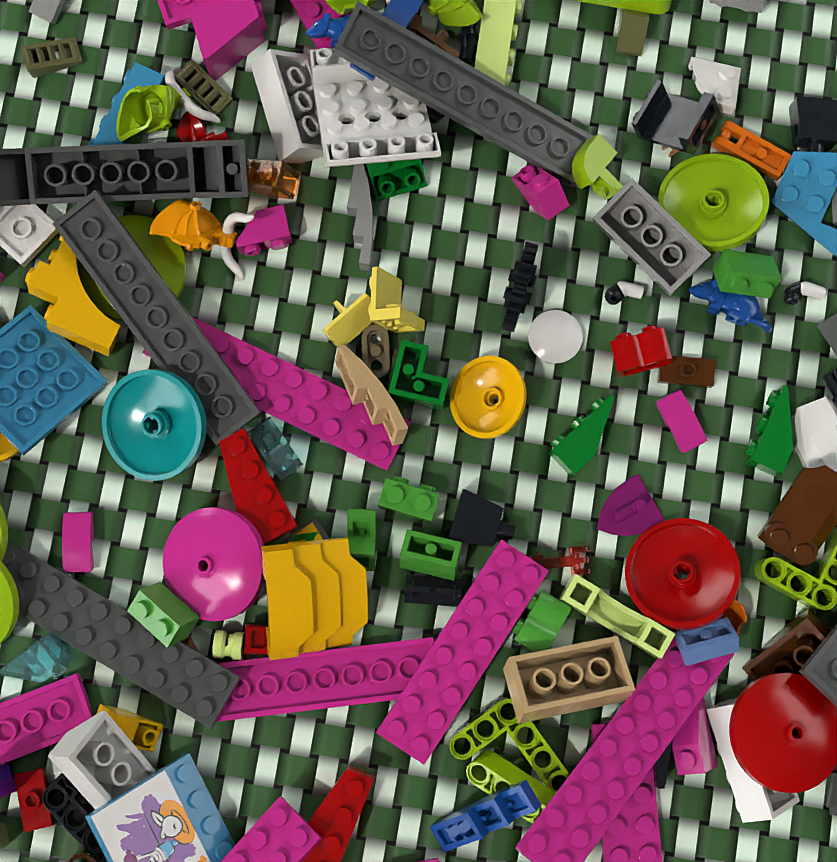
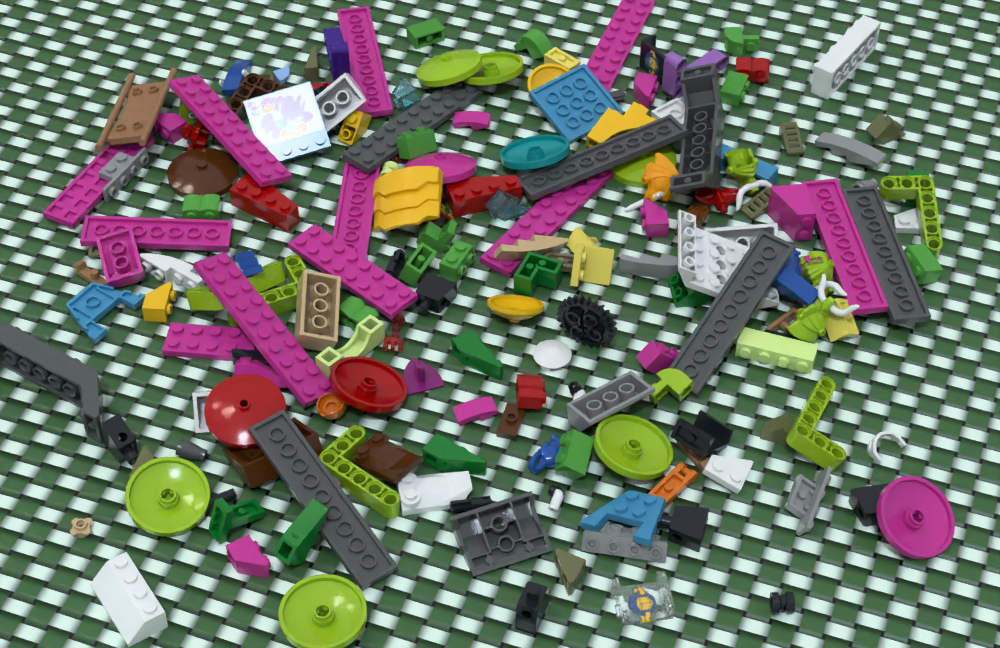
camera: 100 degrees right, 35 degrees down
(707, 642) = (318, 385): medium blue slope -> none

